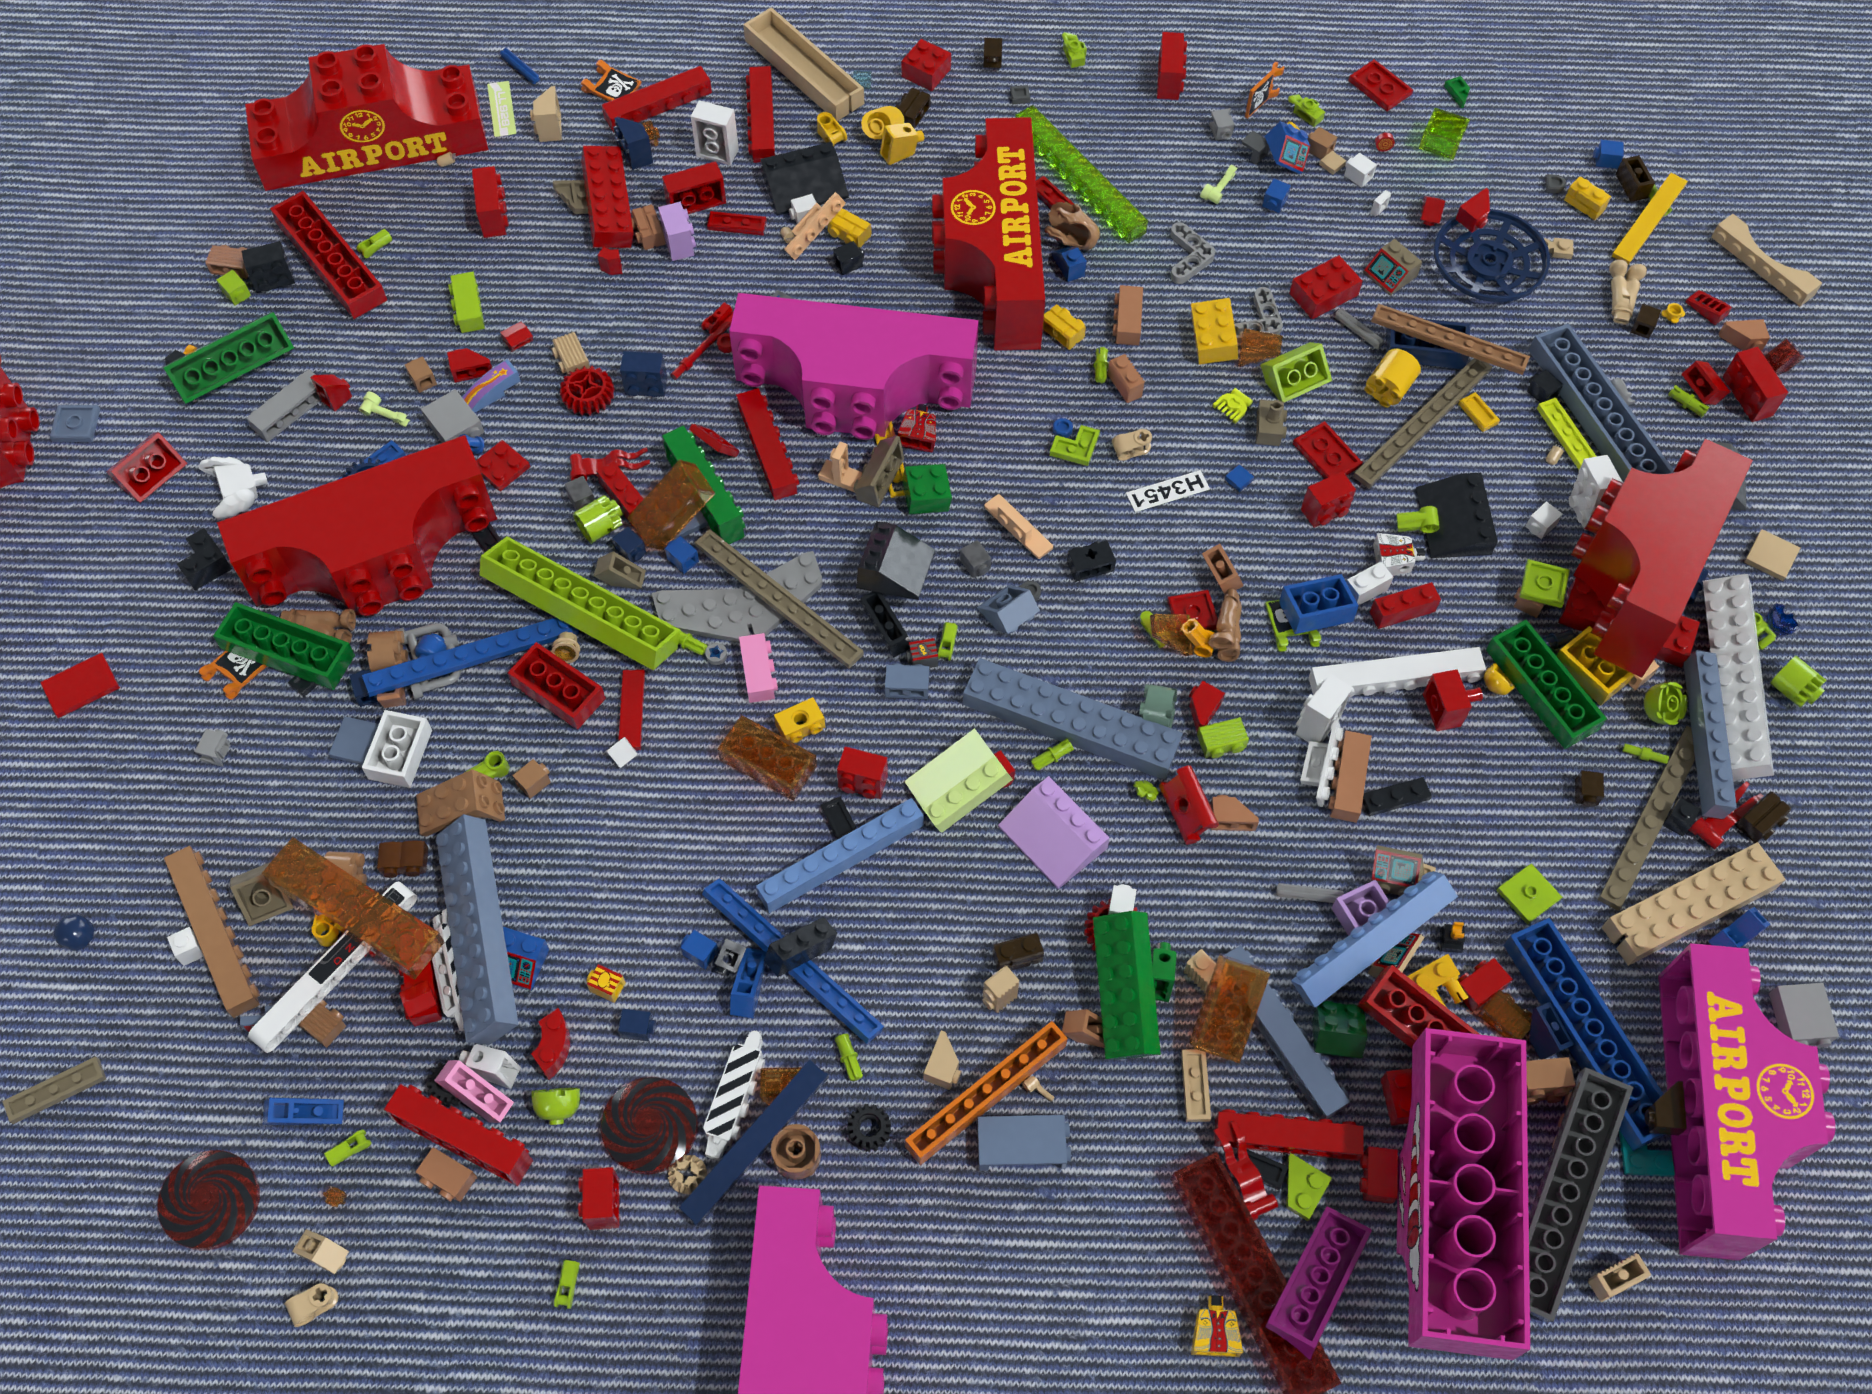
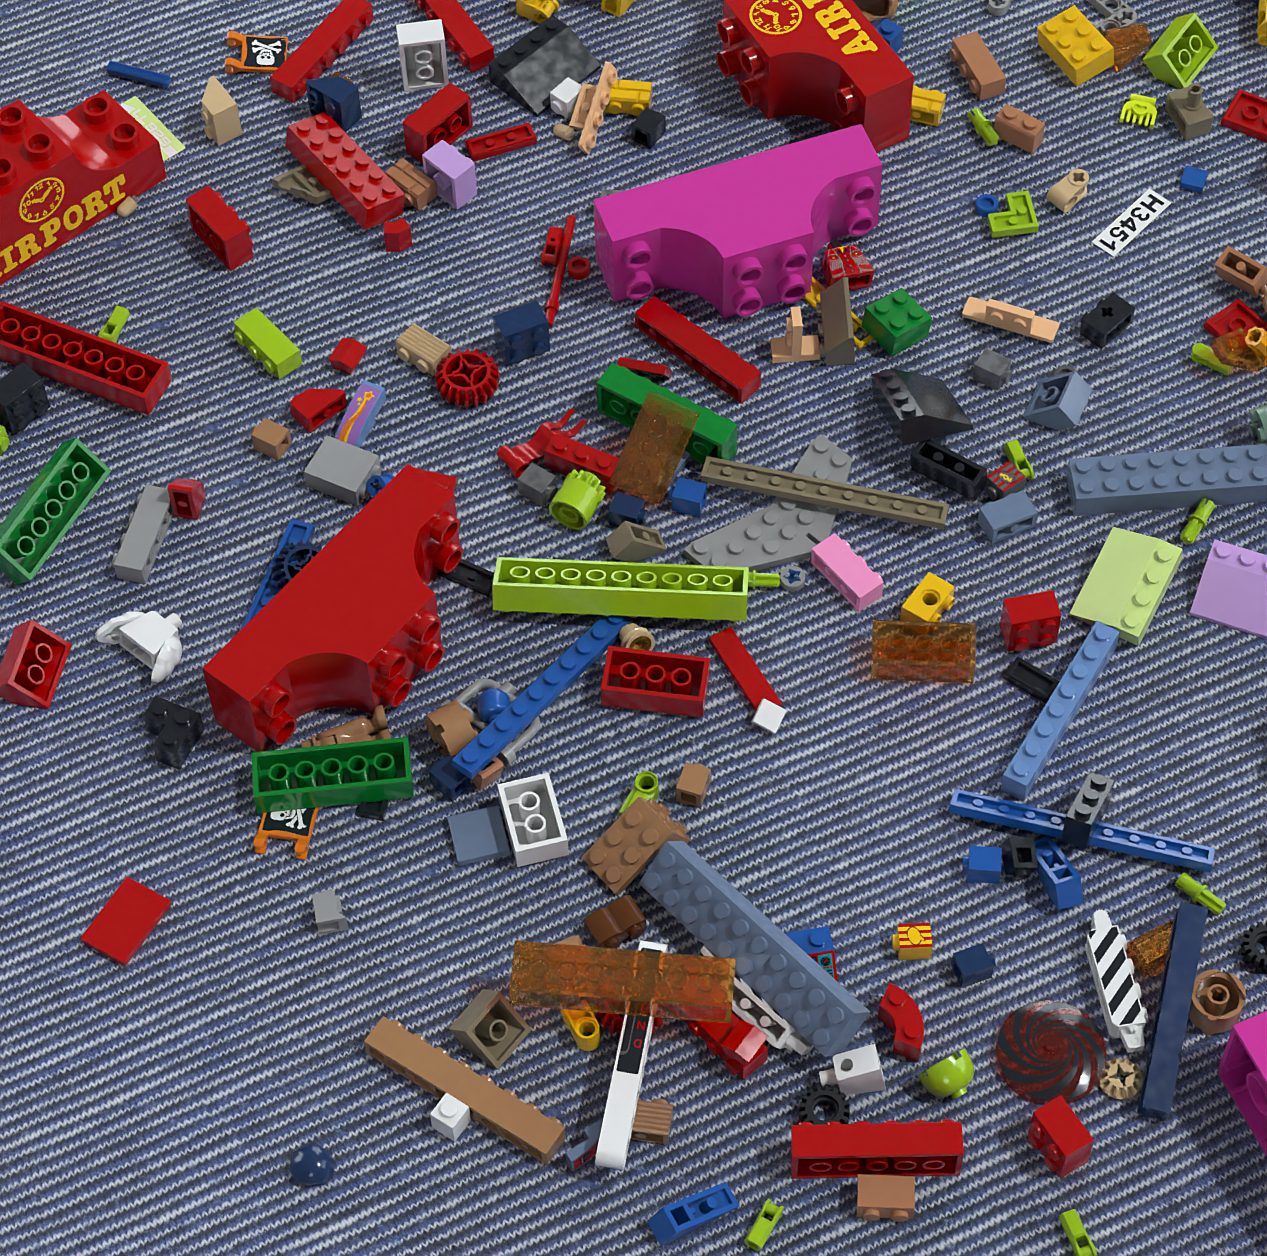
camera: 25 degrees left, 5 degrees down
(371, 404) = (236, 494): yellowish green brick -> none
(474, 1091) = (864, 1098): bright pink brick -> none

